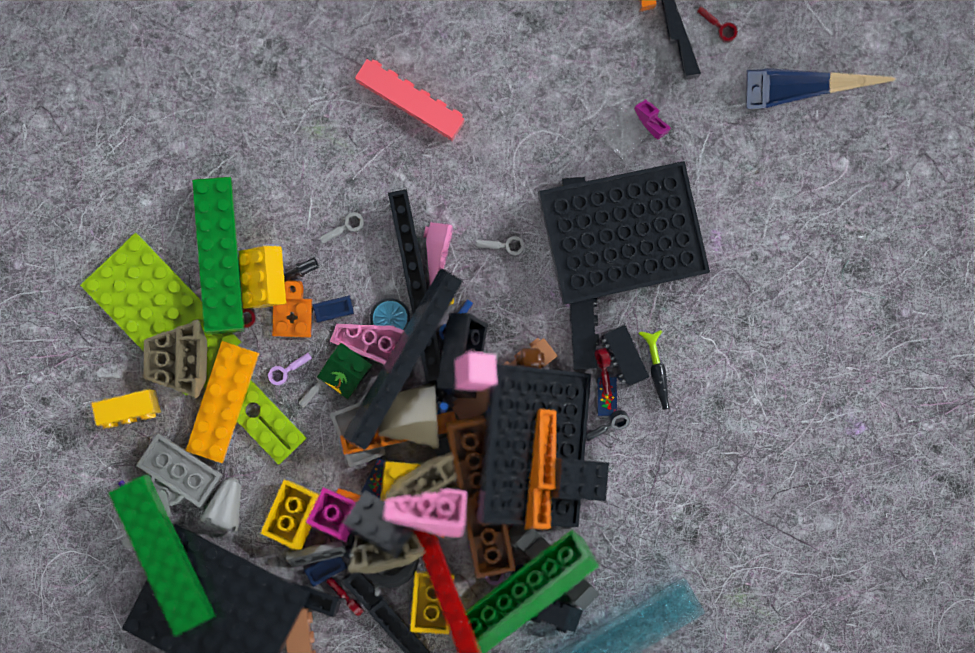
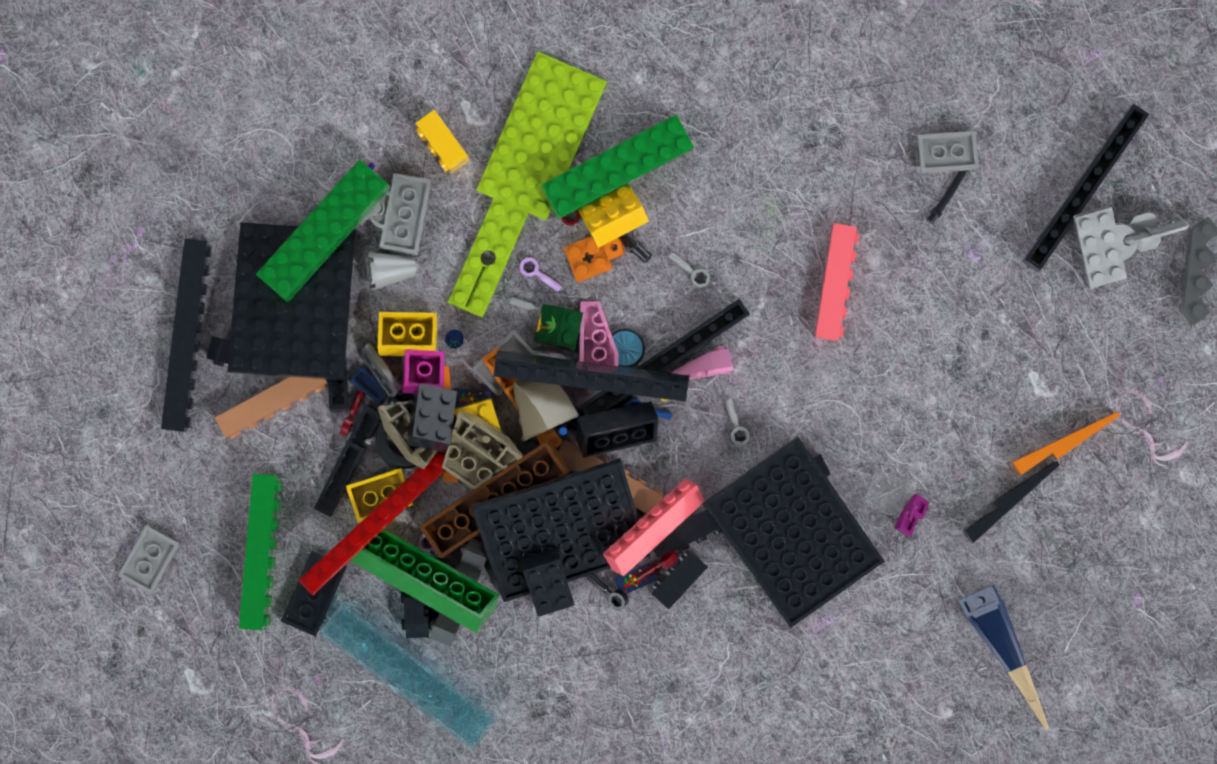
camera: 70 degrees right, 0 degrees up
(177, 358) = (506, 169): dark tan wedge -> none
(222, 401) = (484, 227): light orange plate -> none
(315, 472) = (454, 339): none -> clear blue tile
(333, 309) = (611, 292): dark blue tile -> none
(435, 512) = (462, 461): bright pink wedge -> none
(475, 371) = (606, 446): bright pink head -> none
(530, 358) = (640, 492): reddish brown head -> none
(542, 471) = (541, 546): orange slope -> none
(567, 359) = (654, 527): none -> coral brick
(657, 369) = (679, 616): black piece -> none
(714, 21) = (1029, 536): dark red piece -> none

